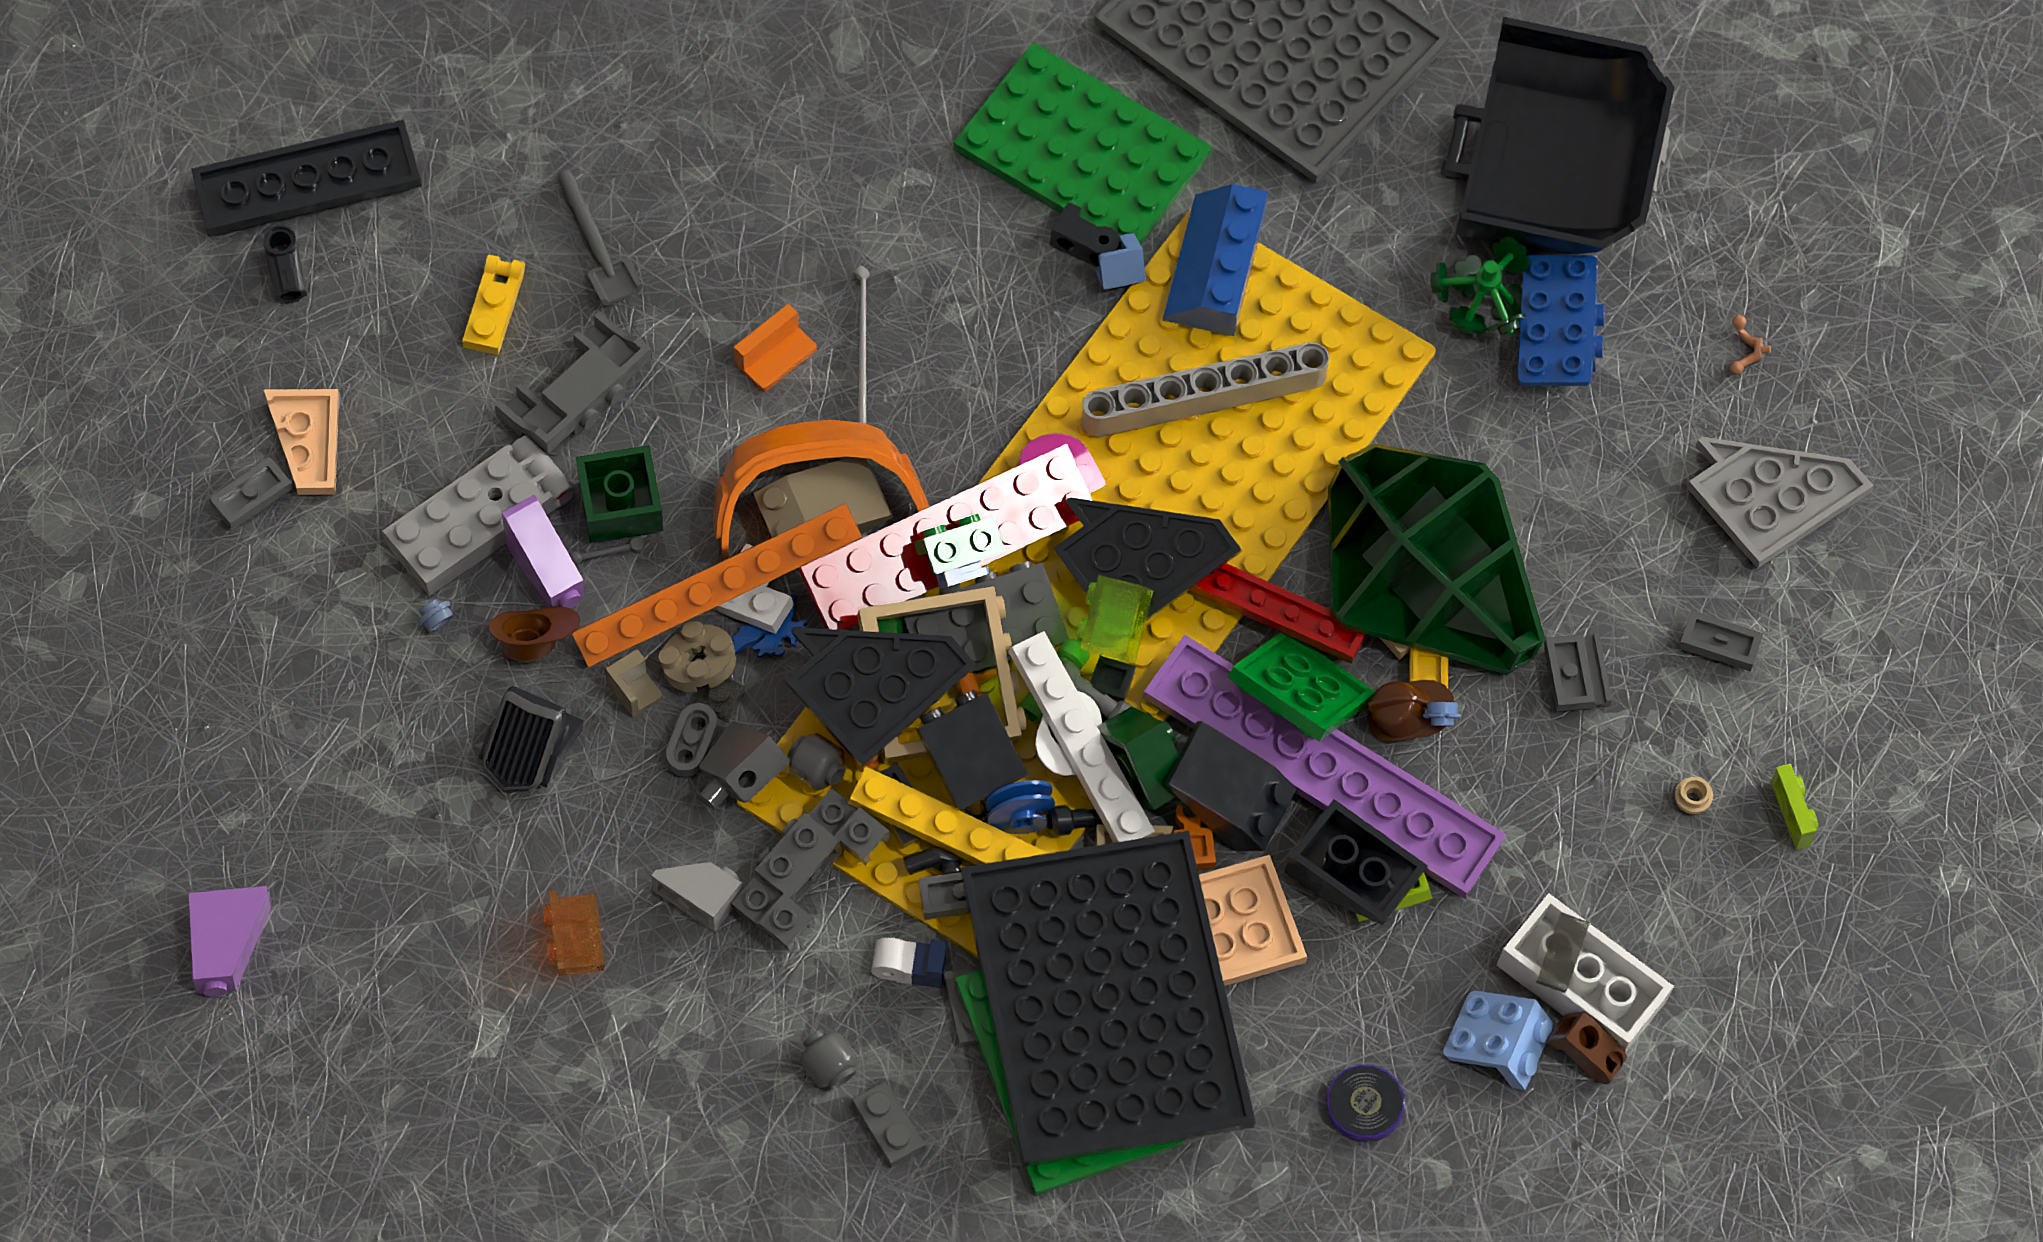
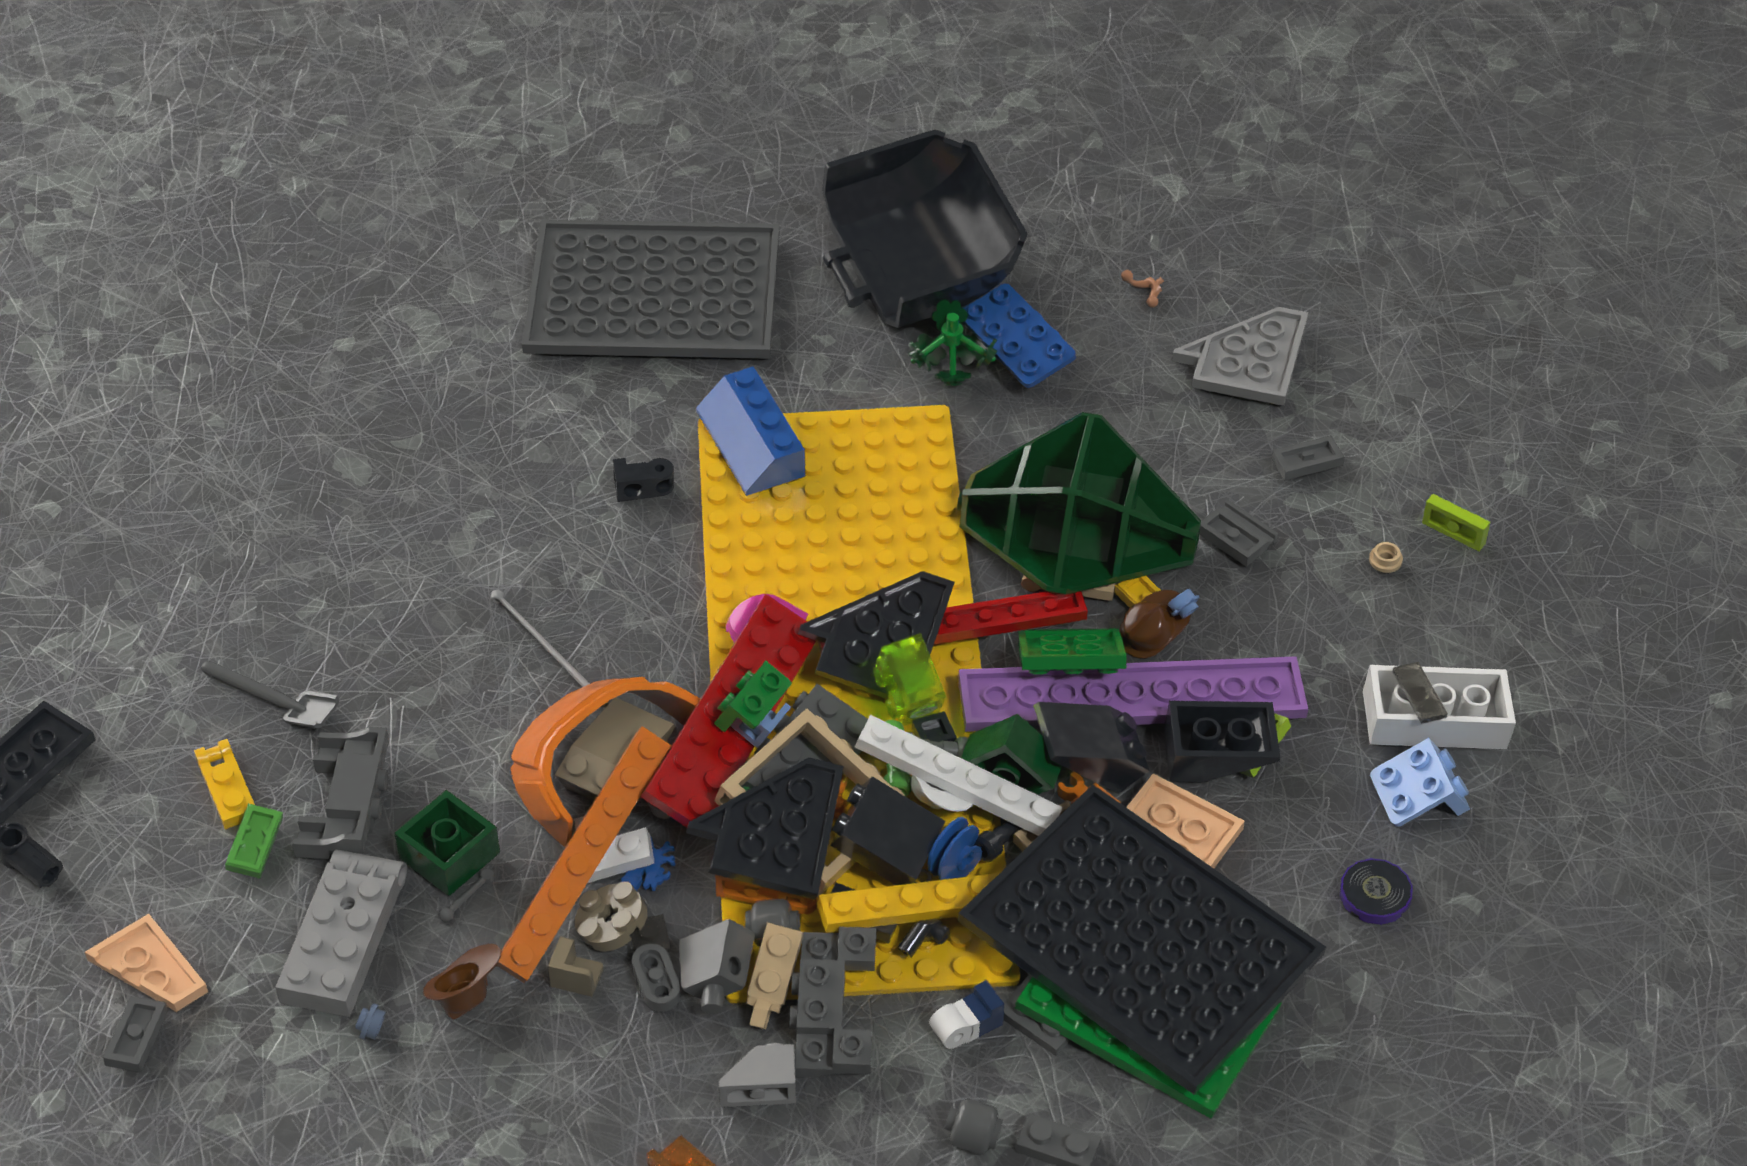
camera: 35 degrees left, 15 degrees down
(472, 378) = (254, 841): none -> bright green plate
(528, 740) = (527, 1058): black piece -> none
(542, 554) = (422, 921): slope -> none
(773, 349) = (476, 682): orange panel -> none
(778, 806) = (773, 972): none -> tan hinge
(942, 896) = (954, 950): dark grey plate -> none
(1082, 144) = (581, 426): green plate -> none
(1123, 265) = (687, 476): medium blue panel -> none
(1192, 401) = (819, 515): light grey beam -> none
(1588, 1046) = (1485, 747): reddish brown leg -> none

